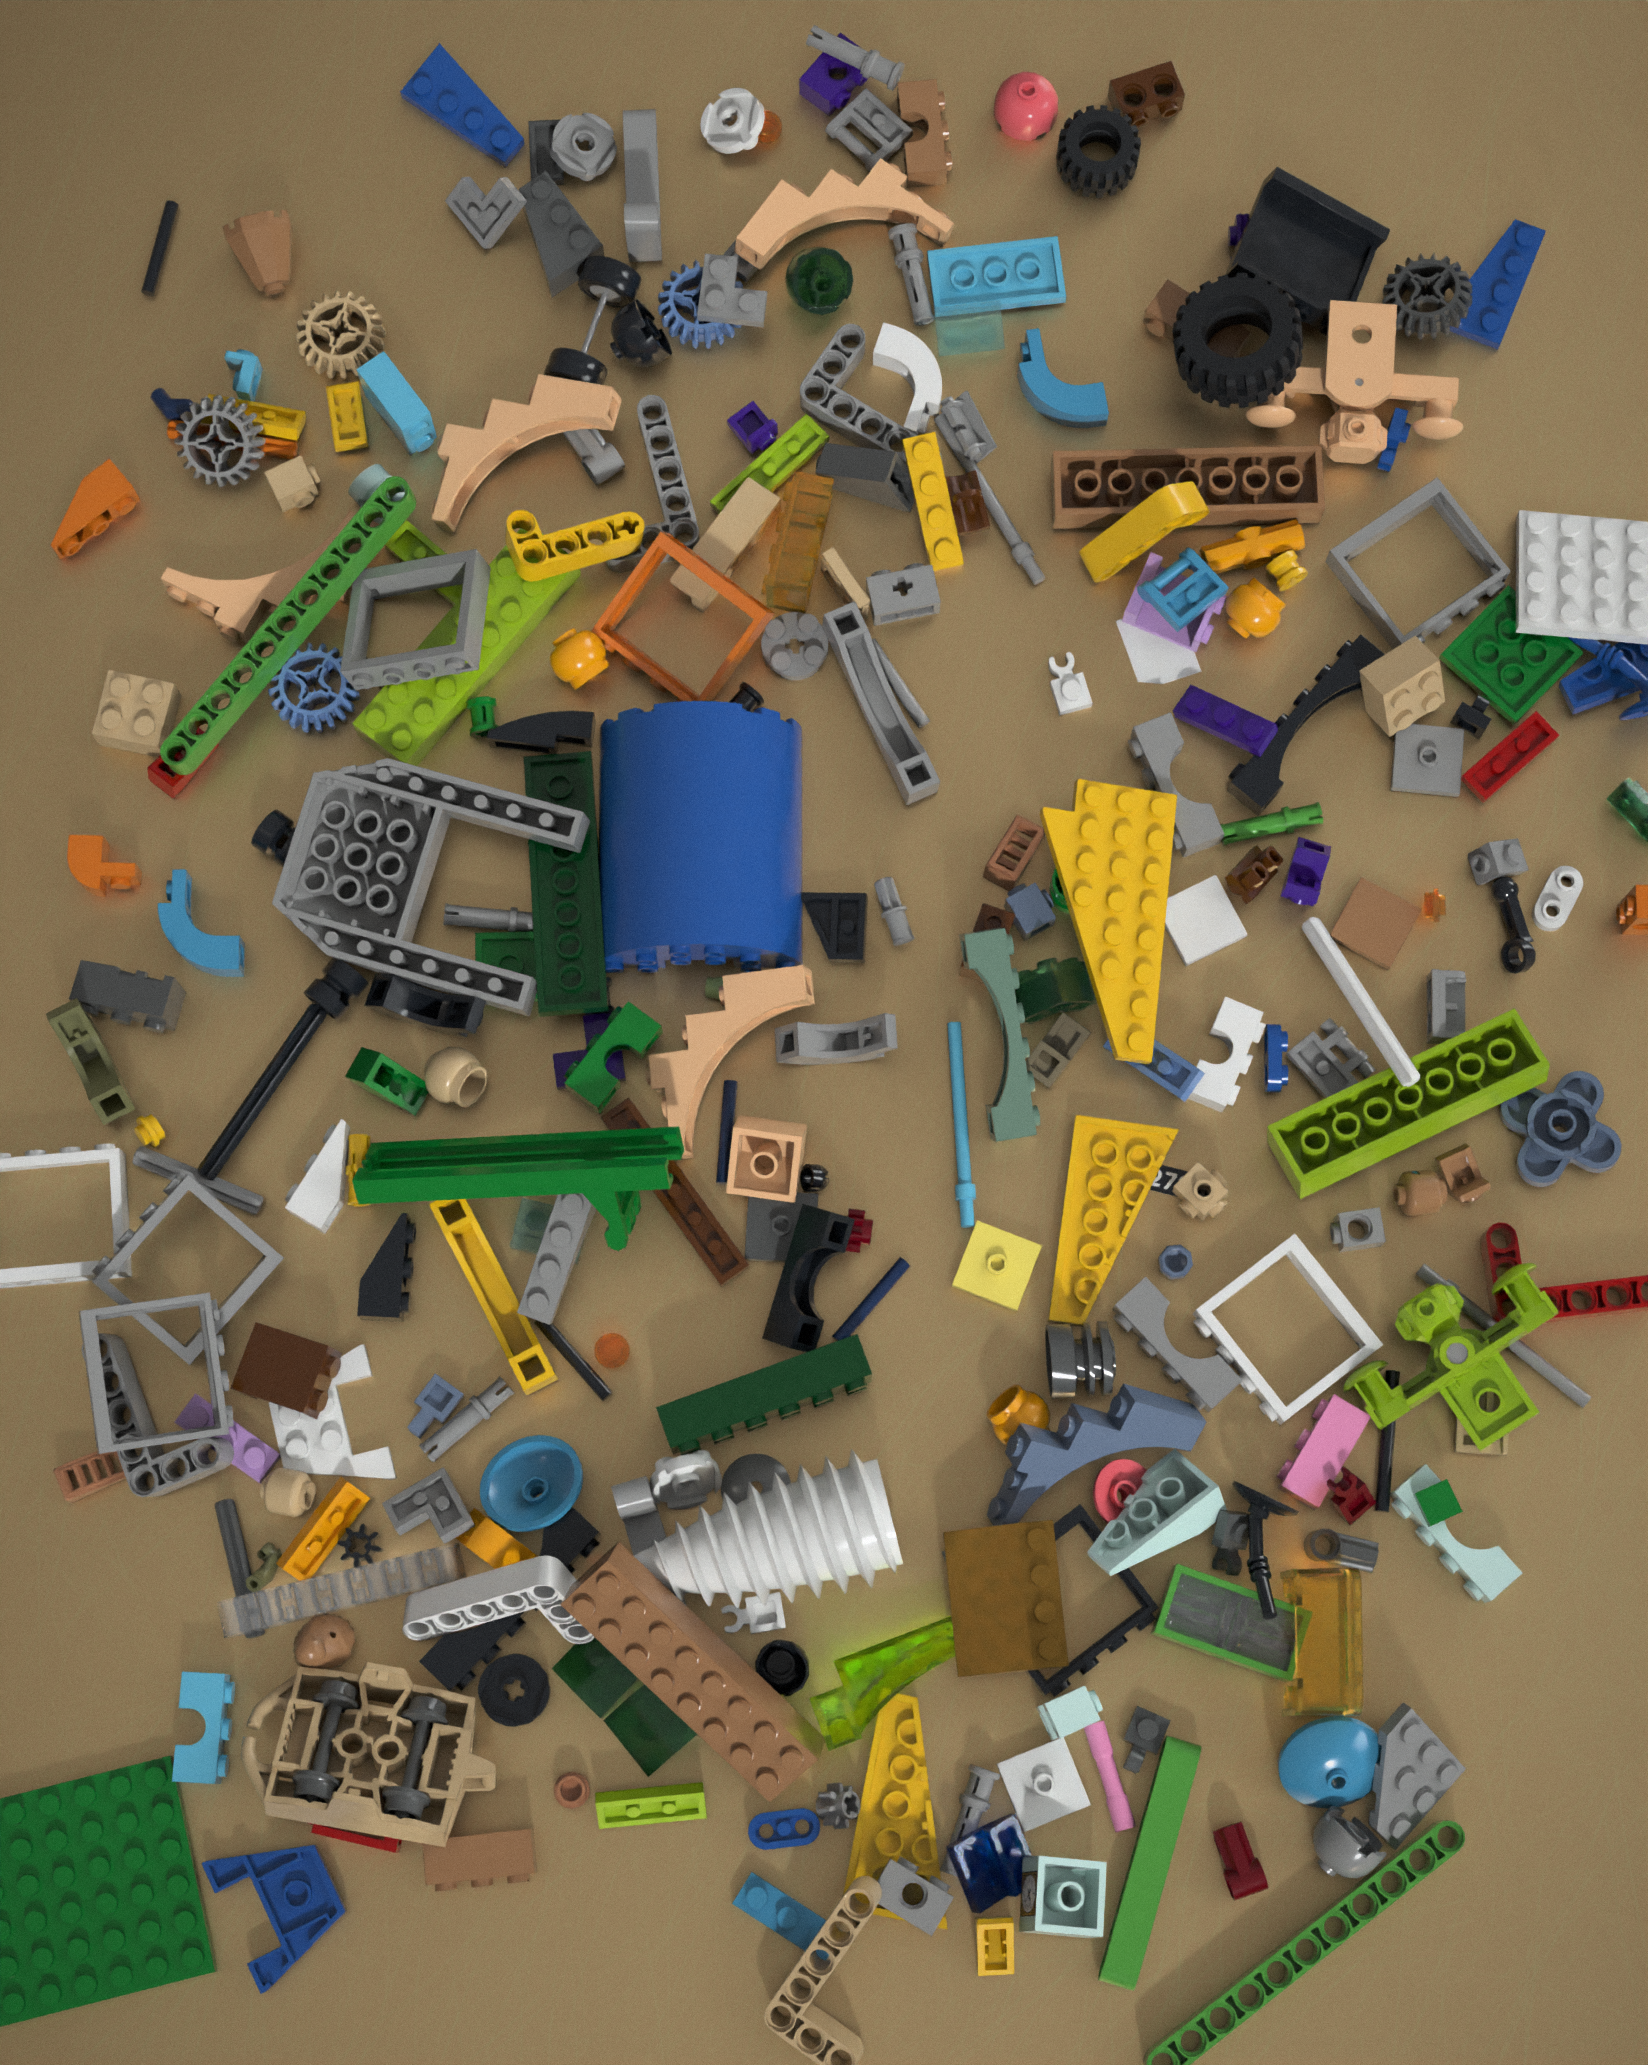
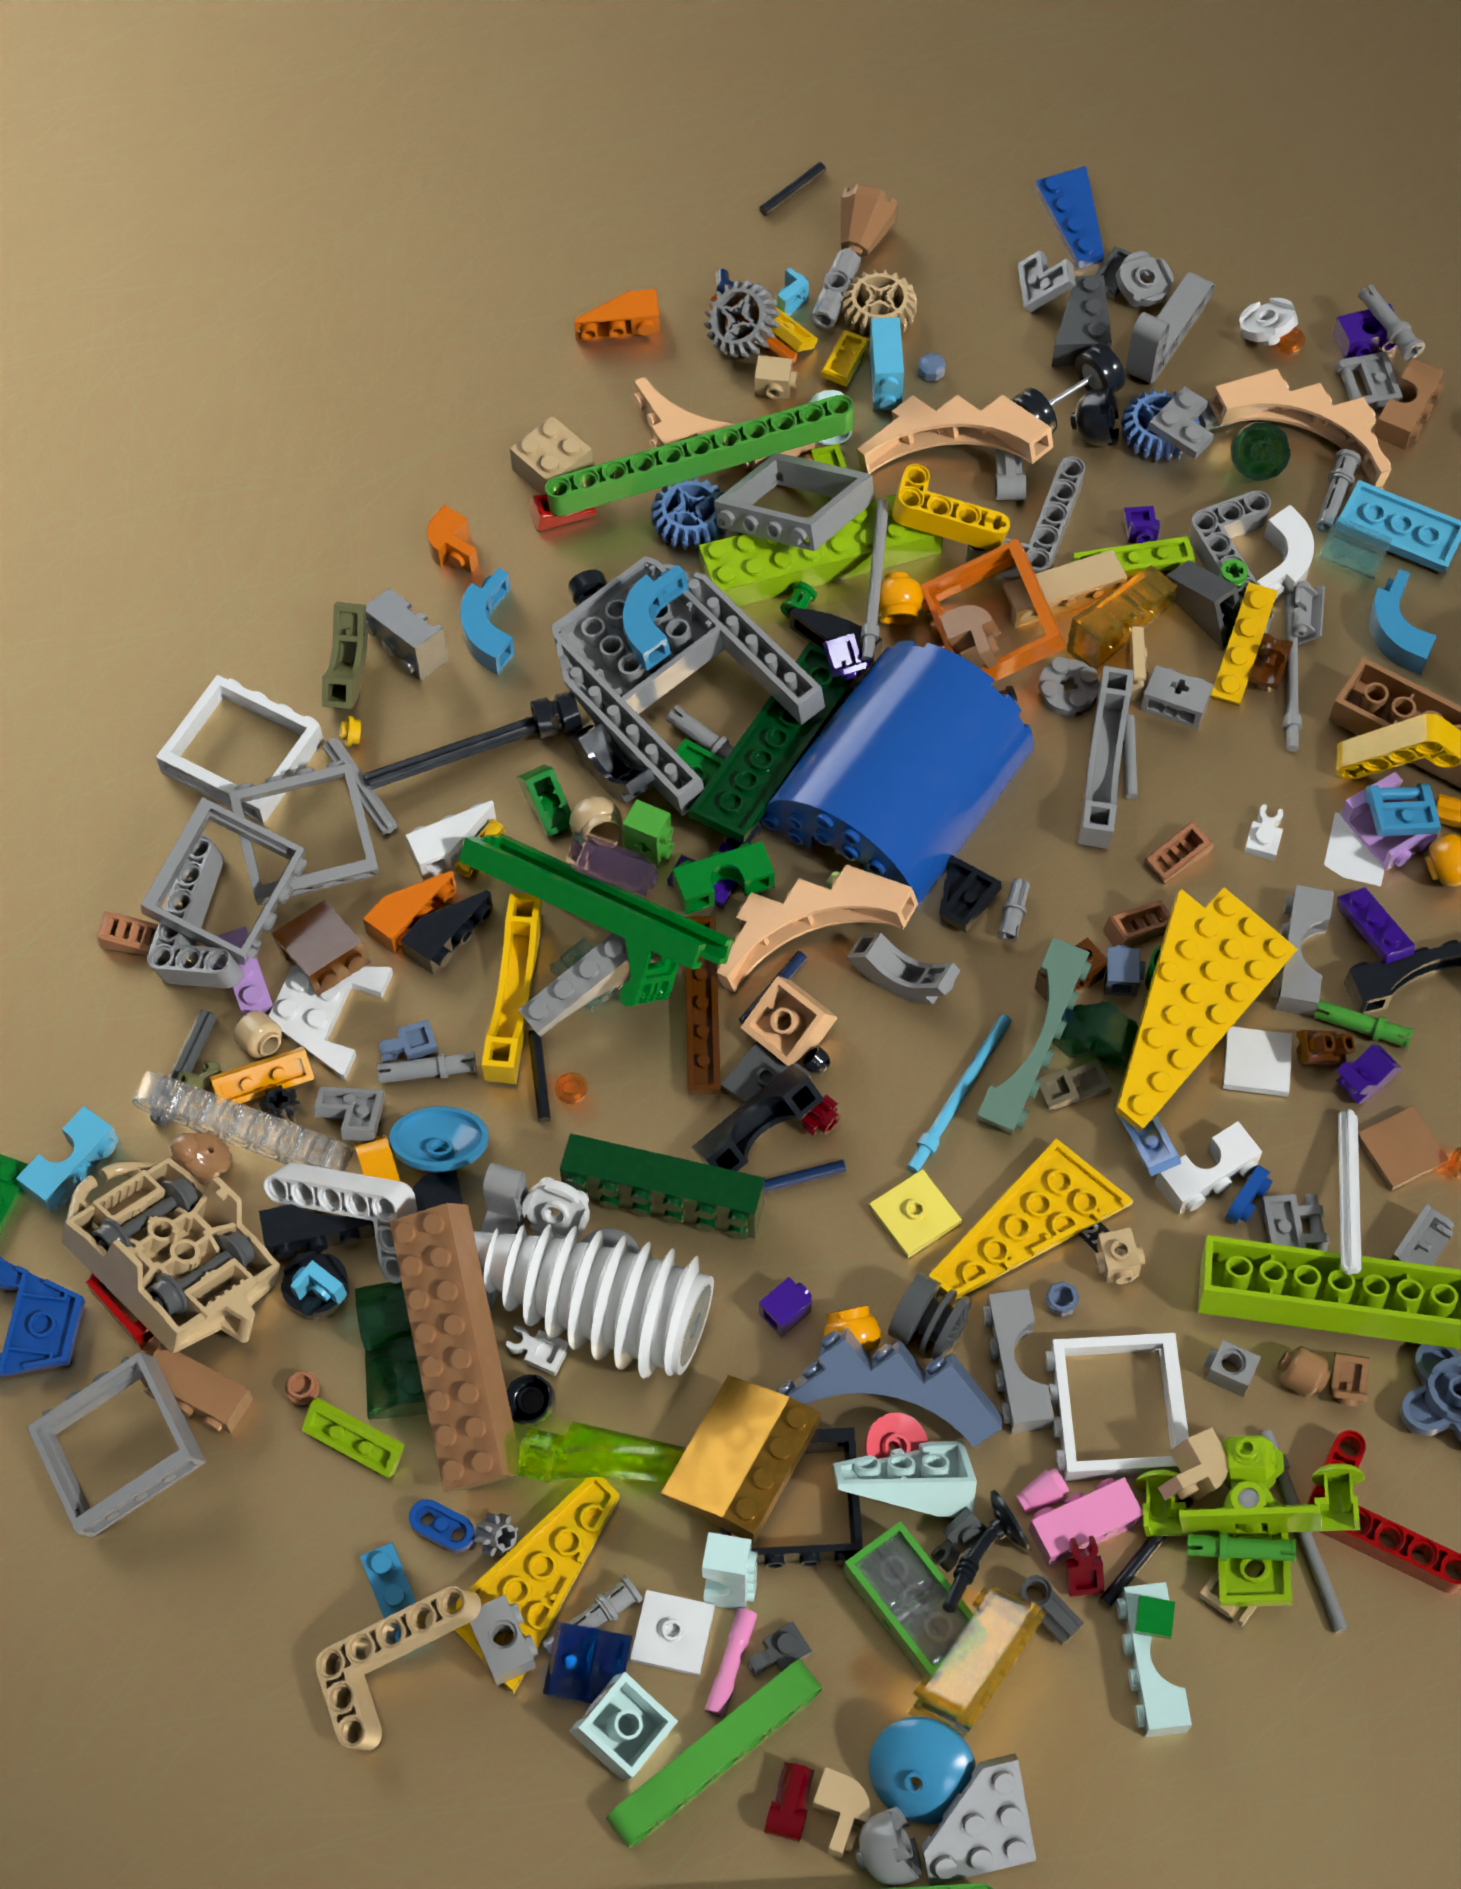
camera: 35 degrees right, 15 degrees down
(281, 326) = (835, 283): none -> light grey piece
(334, 1285) = (402, 909): none -> orange slope
(354, 840) = (639, 612): none -> dark azure arch
(417, 2012) = (79, 1403): none -> light grey window
(437, 373) = (931, 367): none -> sand blue tile
(503, 1114) = (611, 863): none -> clear purple window
(513, 1057) = (648, 832): none -> bright green brick
(529, 1689) = (320, 1282): none -> medium azure bracket
(573, 756) = (844, 657): none -> bracket
(579, 712) = (870, 629): none -> light grey bar
(675, 651) = (972, 627): none -> medium nougat brick
(880, 425) = (1240, 570): none -> bright green bush
(944, 1429) = (786, 1306): none -> dark purple brick
(994, 1945) = (542, 1730): yellow slope -> none
(1013, 729) = (1190, 830): none -> nougat slope
(1270, 1448) = (1043, 1491): none -> bright pink cone
(1288, 1829) = (848, 1802): none -> tan brick
(1395, 1343) = (1201, 1467): none -> tan brick
(1477, 1389) = (1241, 1547): none -> bright green pin

